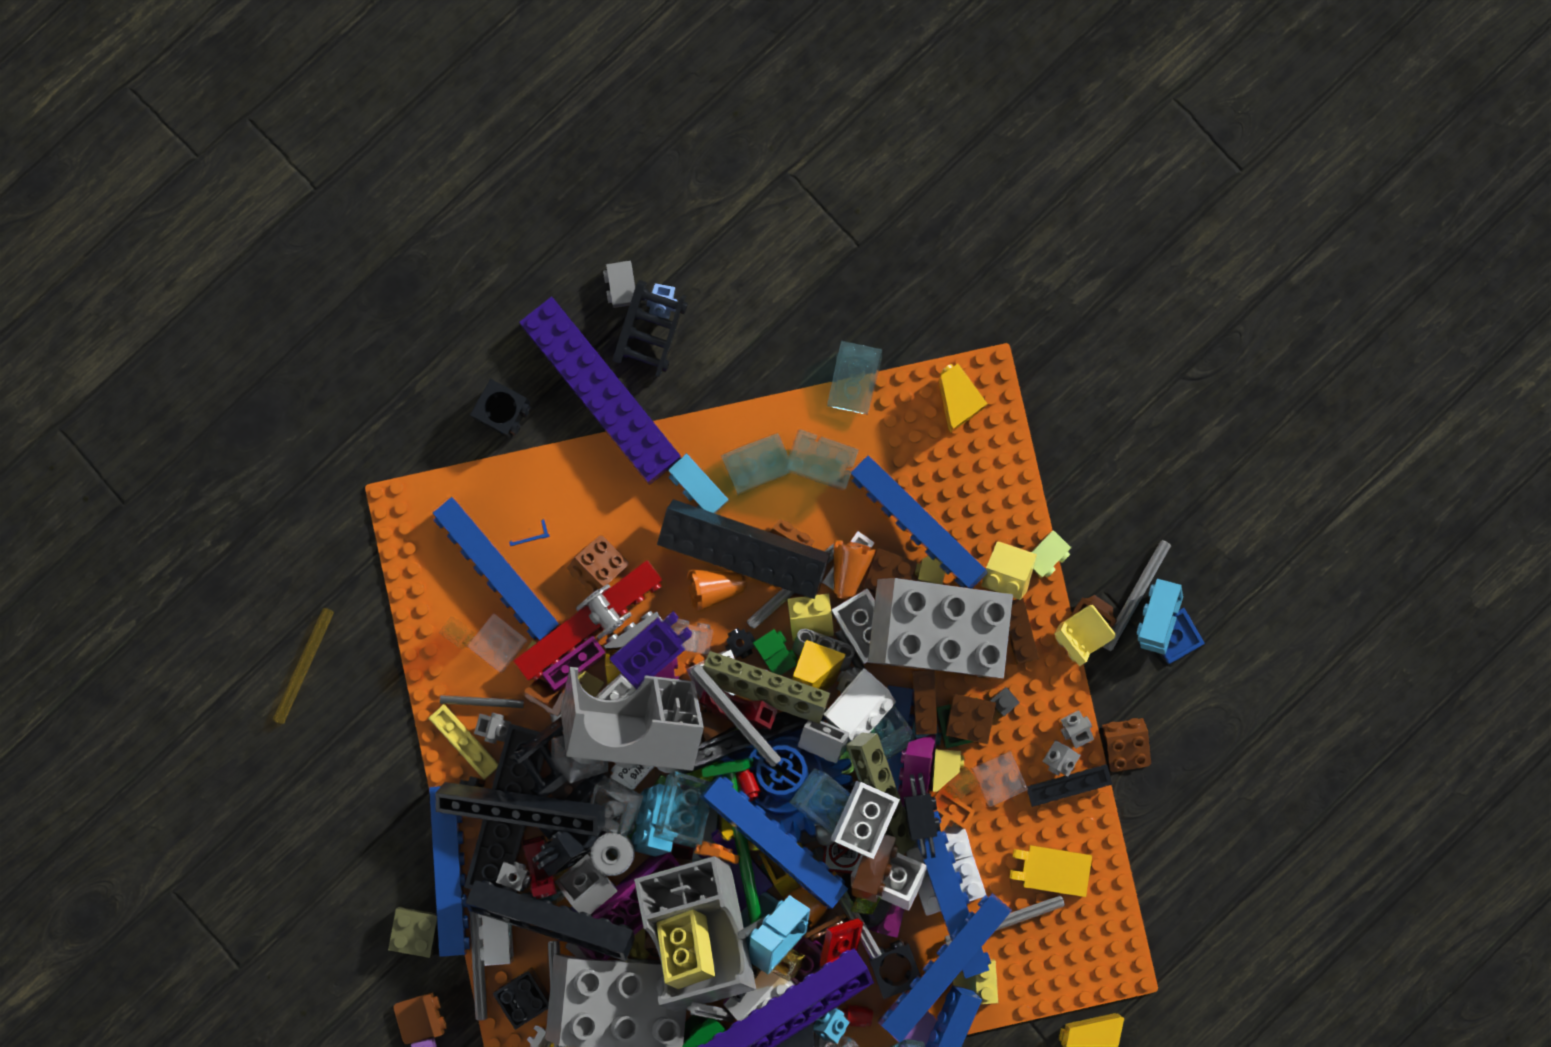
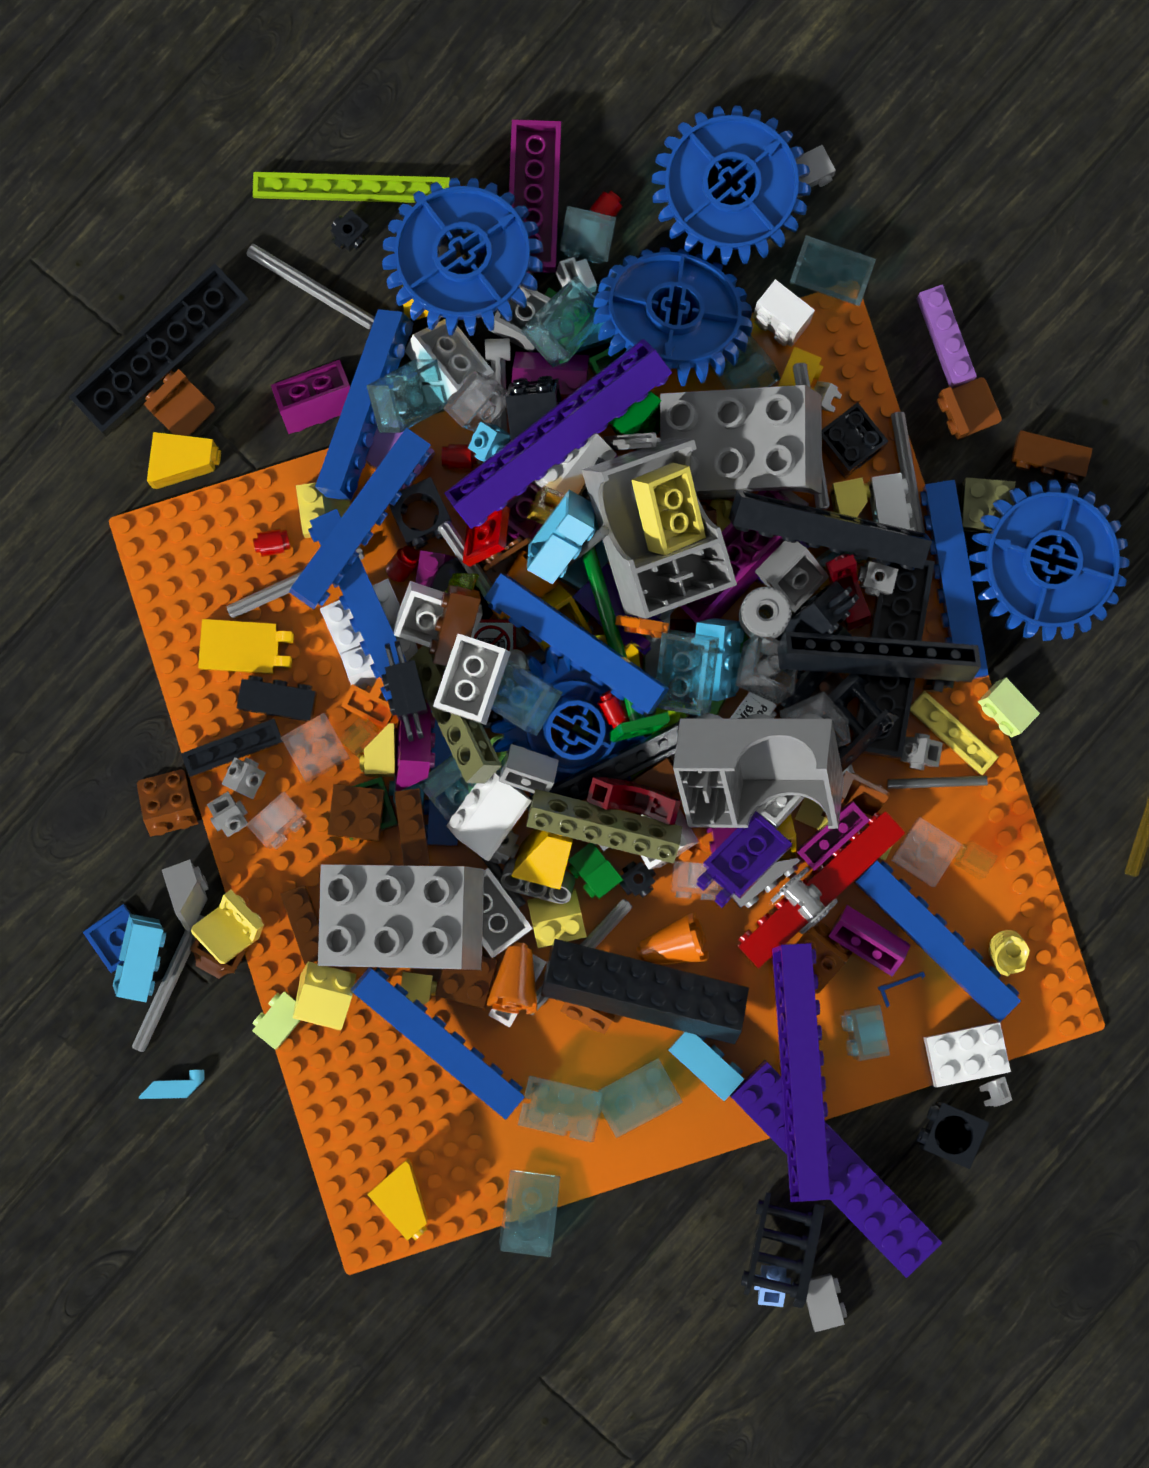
camera: 175 degrees right, 0 degrees up
(333, 882) = (1084, 546): none -> blue gear
(355, 969) = (1051, 456): none -> reddish brown brick
(415, 758) = (1008, 707): none -> yellowish green brick
(438, 553) = (1008, 952): none -> light yellow hair
(459, 441) = (998, 1091): none -> white tile
(482, 473) = (967, 1054): none -> white brick
(530, 948) = (849, 496): none -> light yellow slope
(552, 574) = (869, 940): none -> magenta brick
(563, 497) = (865, 1032): none -> clear light blue brick
(620, 468) = (802, 1073): none -> dark purple brick
(735, 715) = (636, 788): light grey axle -> none
(913, 927) = (402, 564): none -> red brick
(1005, 701) = (316, 839): dark grey brick -> none
(1022, 956) = (271, 542): none -> red brick
(1028, 823) = (277, 699): none -> black brick
(1036, 719) = (277, 821): none -> clear brick
(1116, 667) = (186, 891): none -> light grey slope
(1138, 507) = (174, 1088): none -> medium azure piece

